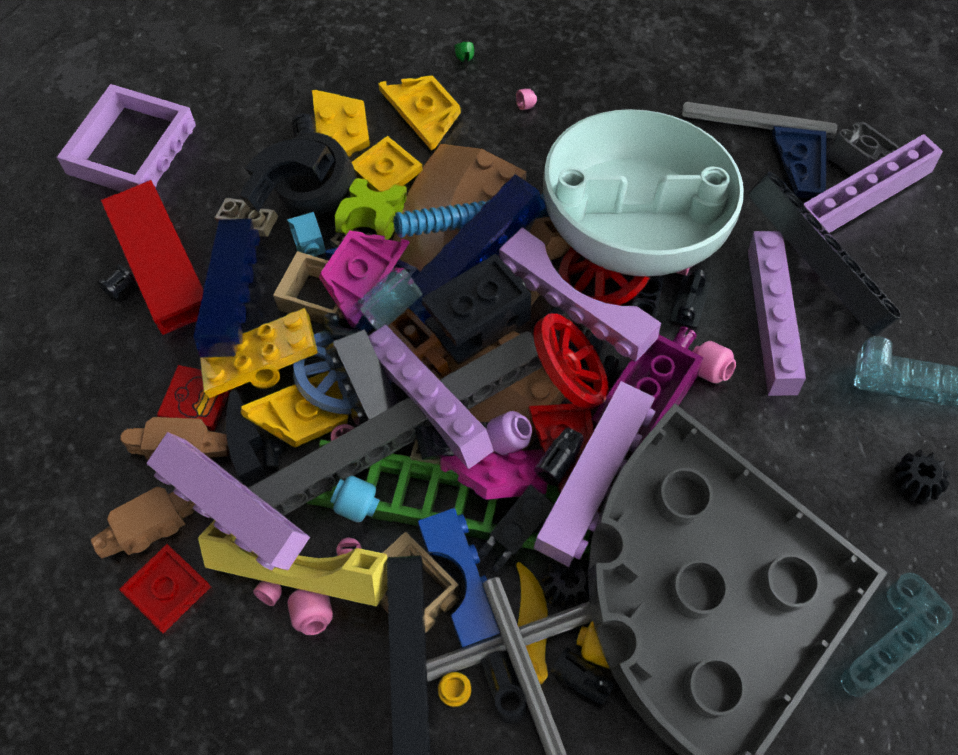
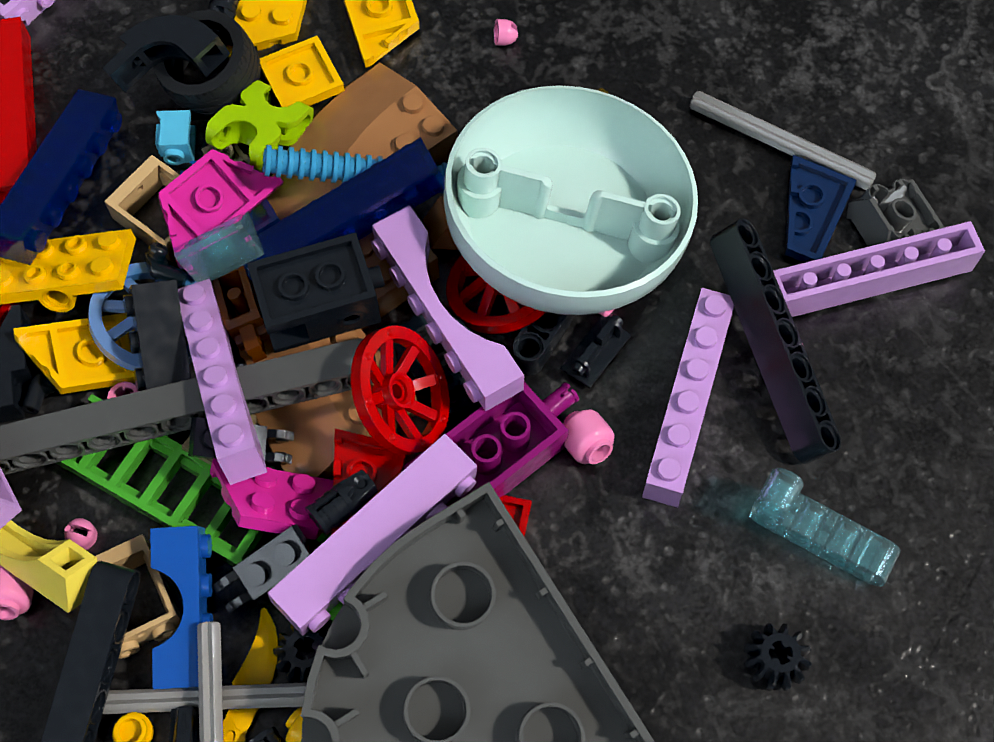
camera: 15 degrees right, 5 degrees up
(238, 209) = (130, 104): dark tan slope -> none
(354, 499) = (96, 478): medium azure head -> none
(509, 432) = (302, 453): lavender head -> none

